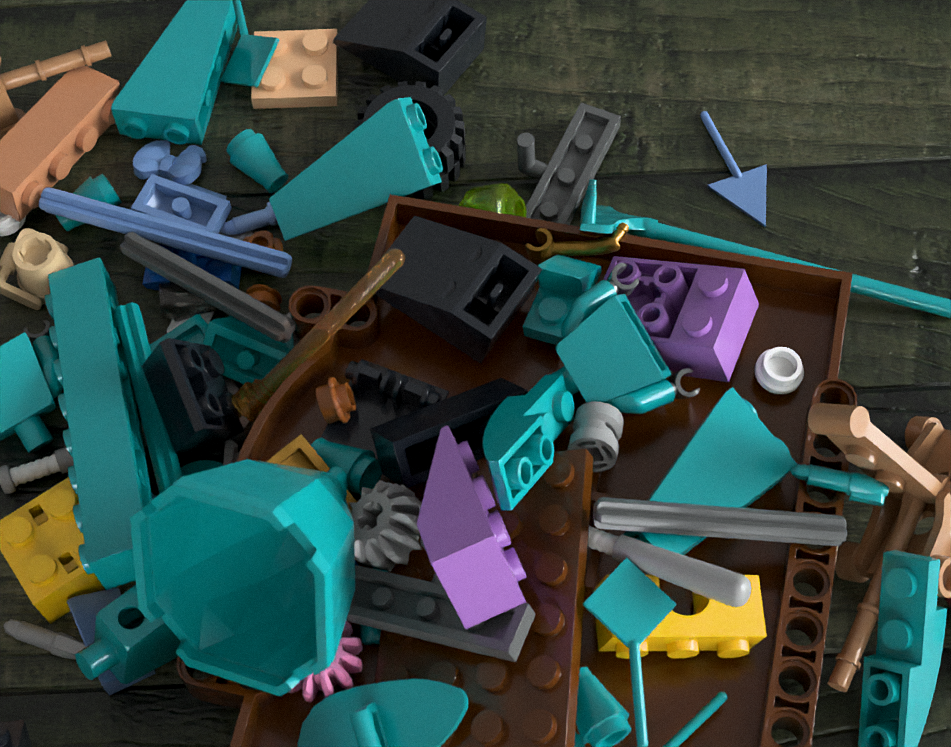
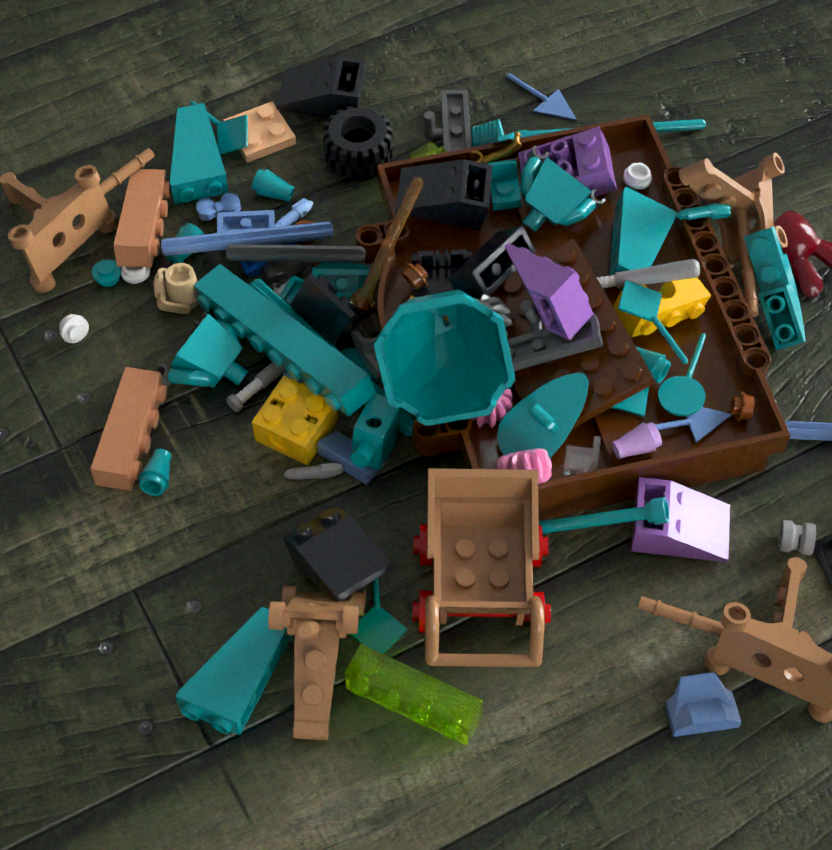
camera: 30 degrees left, 5 degrees down
(361, 171) = (349, 162): teal slope -> none
(522, 437) = (540, 239): teal slope -> none
(597, 429) = (565, 230): light grey wheel -> none
(719, 521) = (659, 247): dark grey axle -> none

